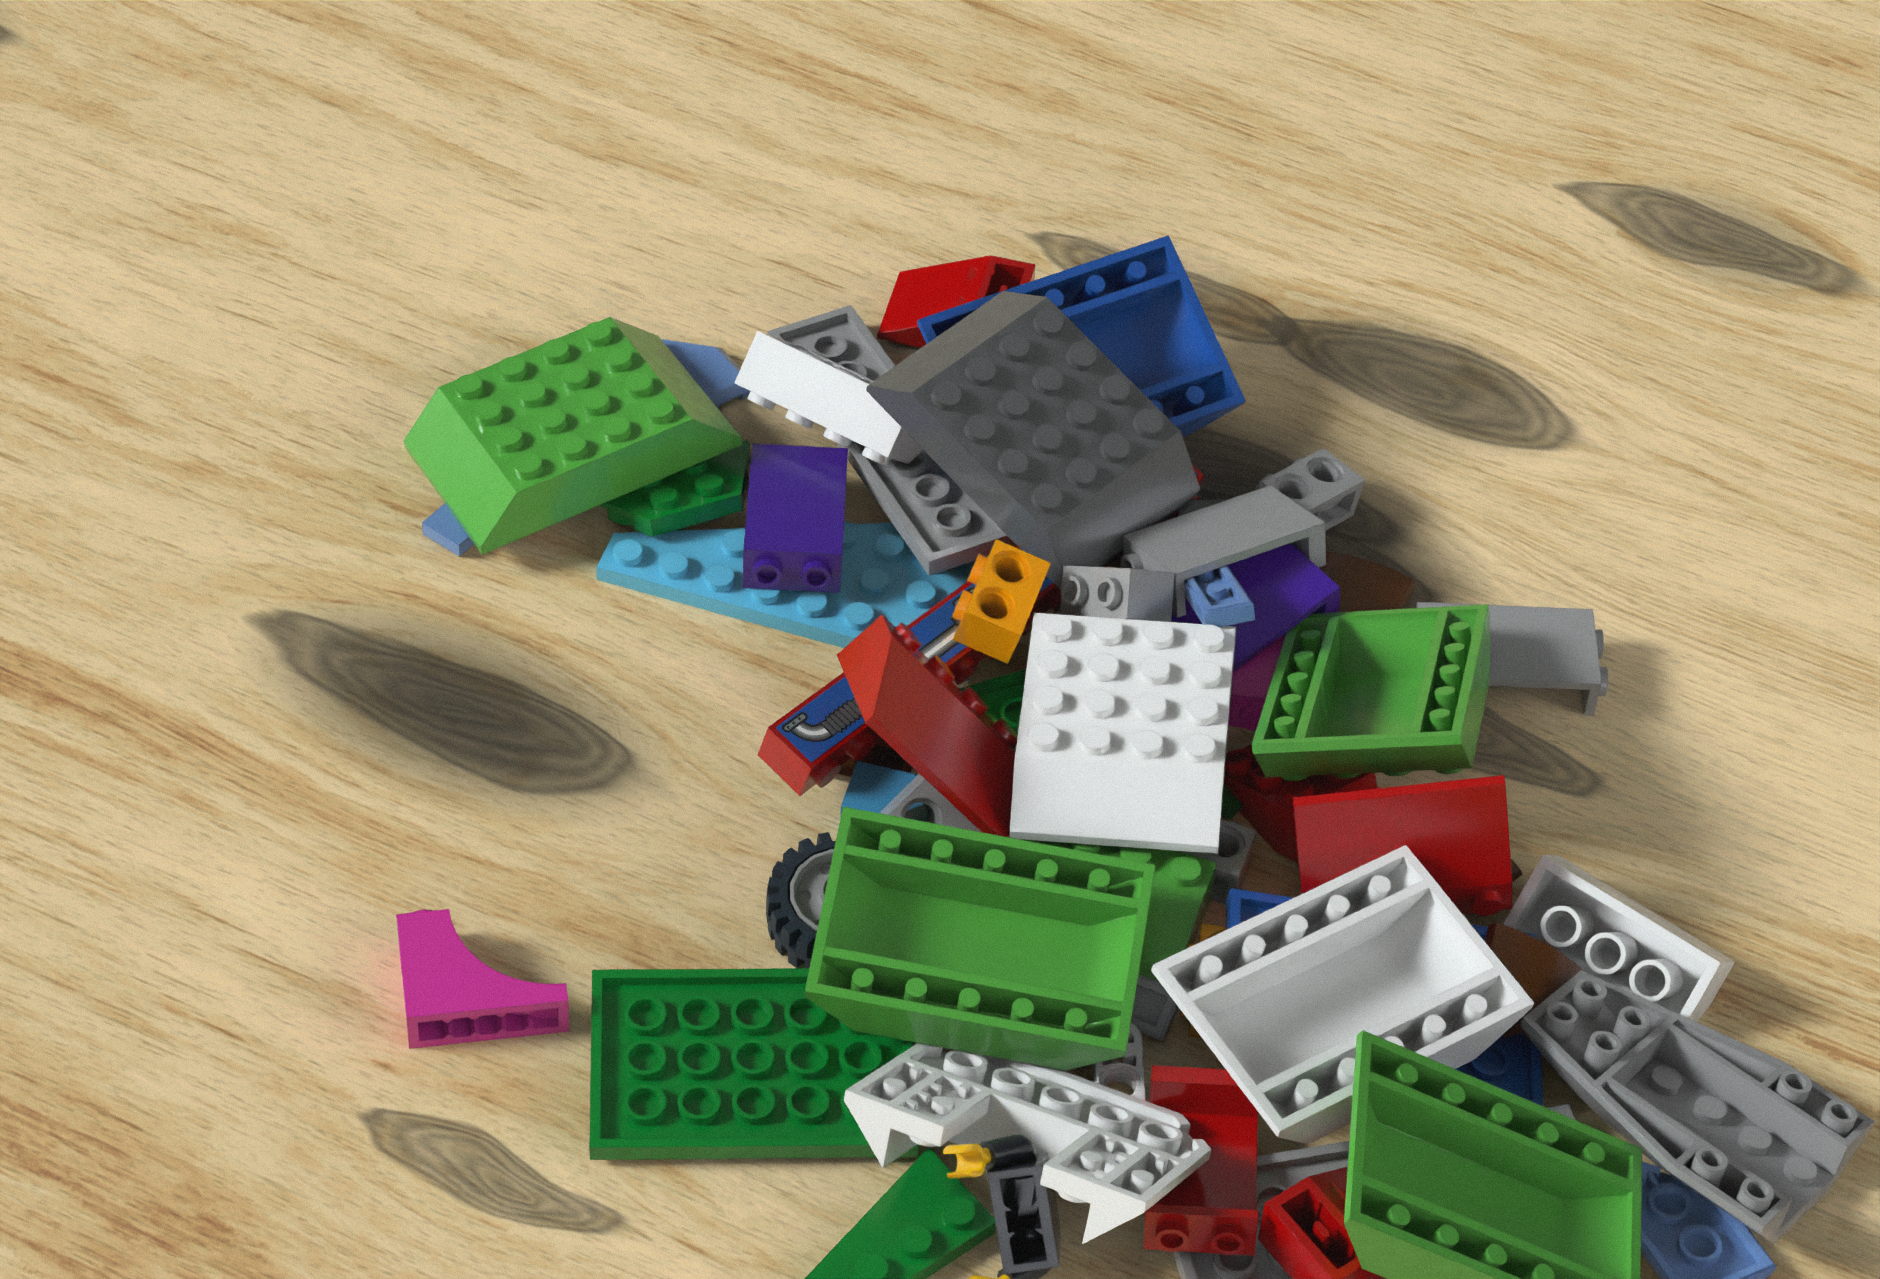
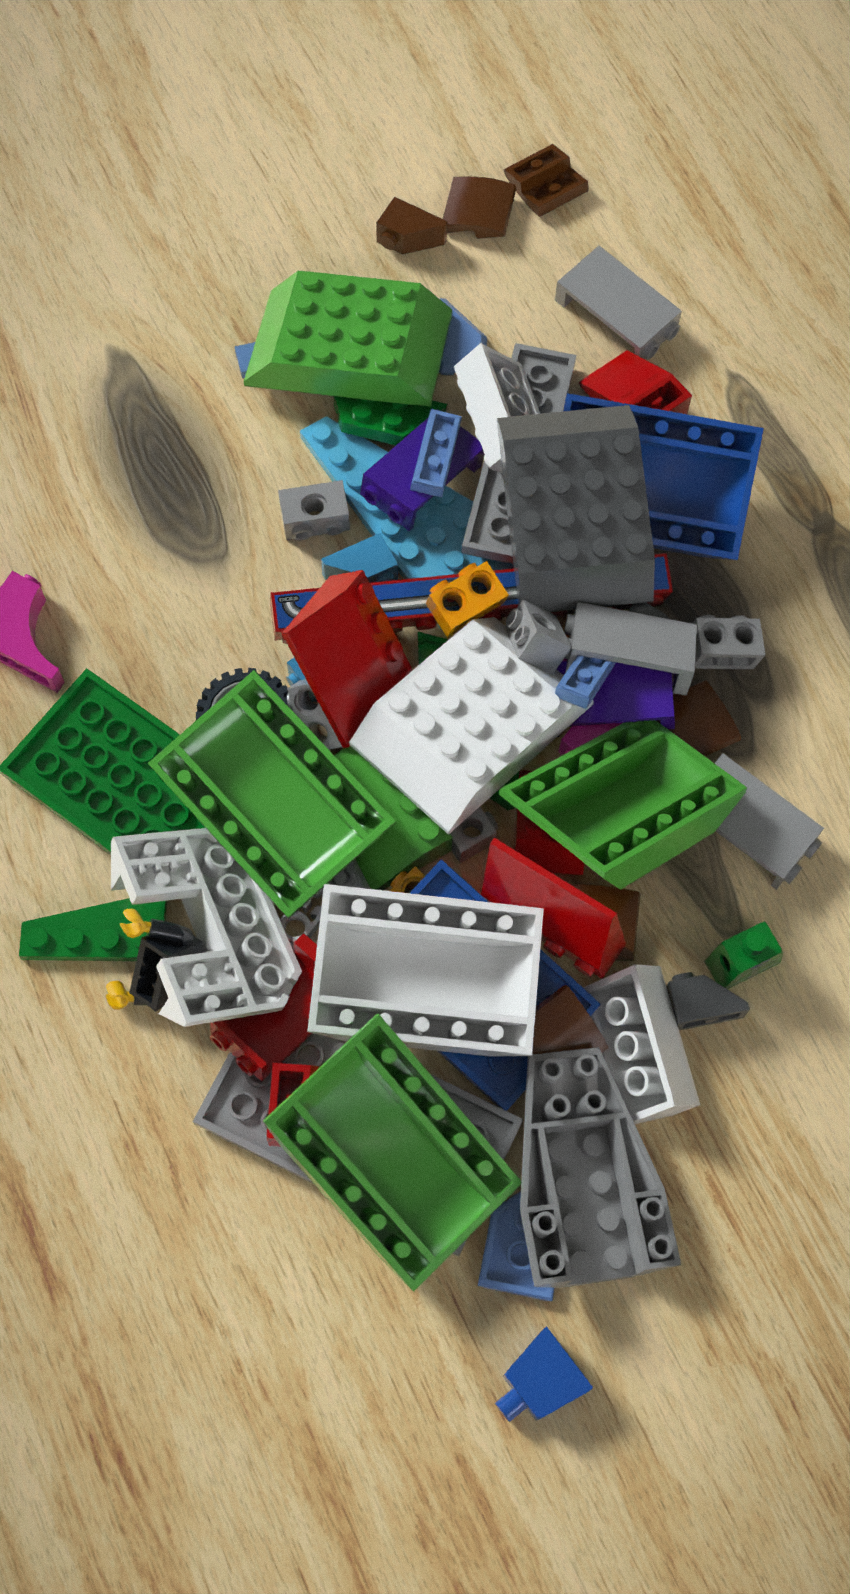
camera: 40 degrees right, 20 degrees up
(518, 279) = (409, 228): none -> reddish brown slope
(576, 215) = (479, 206): none -> reddish brown slope
(626, 149) = (546, 180): none -> reddish brown slope
(701, 638) = (325, 498): none -> light grey brick
(804, 482) = (436, 453): none -> medium blue tile
(811, 659) = (367, 555): none -> dark azure slope
(847, 220) = (620, 301): none -> light grey panel
(1638, 859) = (703, 1002): none -> dark grey slope
(1644, 769) = (747, 953): none -> green torso

